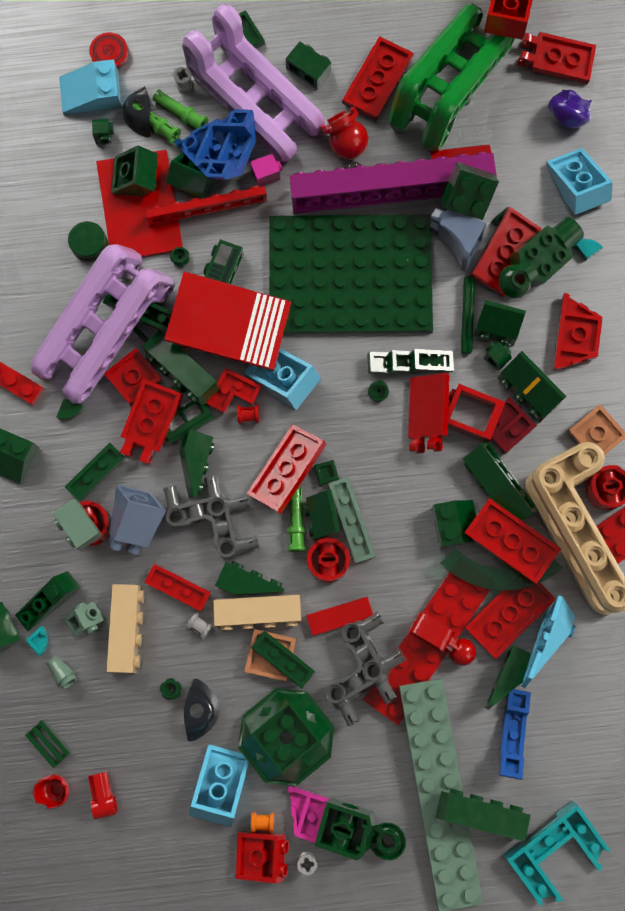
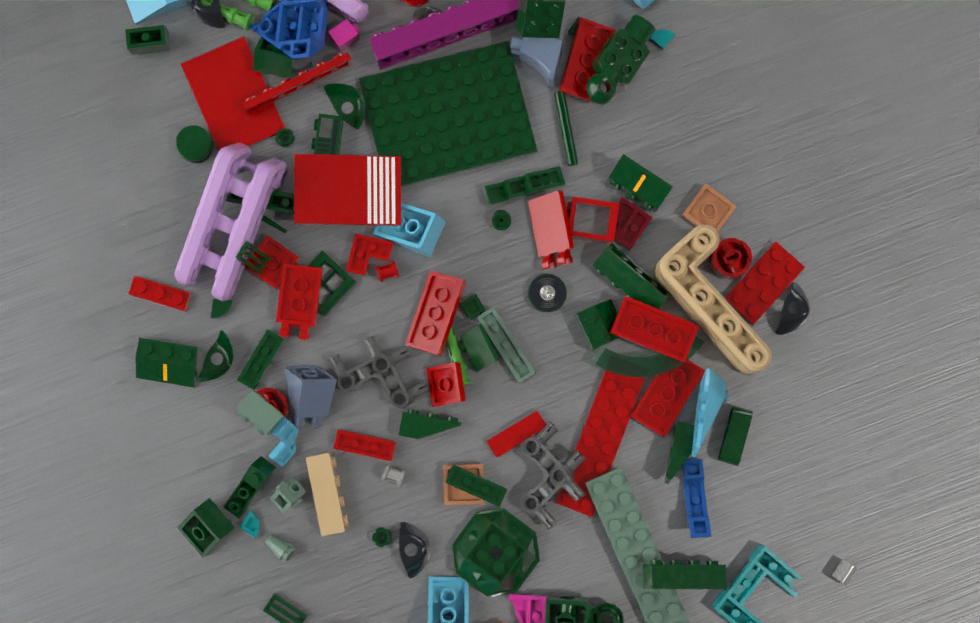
camera: 20 degrees left, 5 degrees up
(40, 470) = (211, 371): none -> dark green piece
(69, 128) = (147, 39): none -> dark green brick
(94, 571) = (286, 448): none -> medium azure tile
(102, 131) = (178, 33): dark green plate -> none
(121, 374) = (261, 263): none -> dark green tile
(134, 172) = (221, 67): dark green slope -> none
(181, 368) = (315, 244): dark green brick -> none
(194, 456) = (347, 320): dark green slope -> none
(249, 226) = (344, 93): none -> dark green piece
(257, 610) = (441, 448): tan brick -> none
(278, 544) = (446, 384): none -> red plate
(328, 560) = (494, 387): red brick -> none
(407, 477) = (547, 293): none -> black tile
(441, 637) = (632, 438): red beam -> none
(498, 355) = (602, 160): dark green plate -> none
(499, 323) = (596, 131): dark green slope -> none
(572, 676) = (735, 435): none -> dark green beam
(577, 334) = (669, 122): red wing -> none

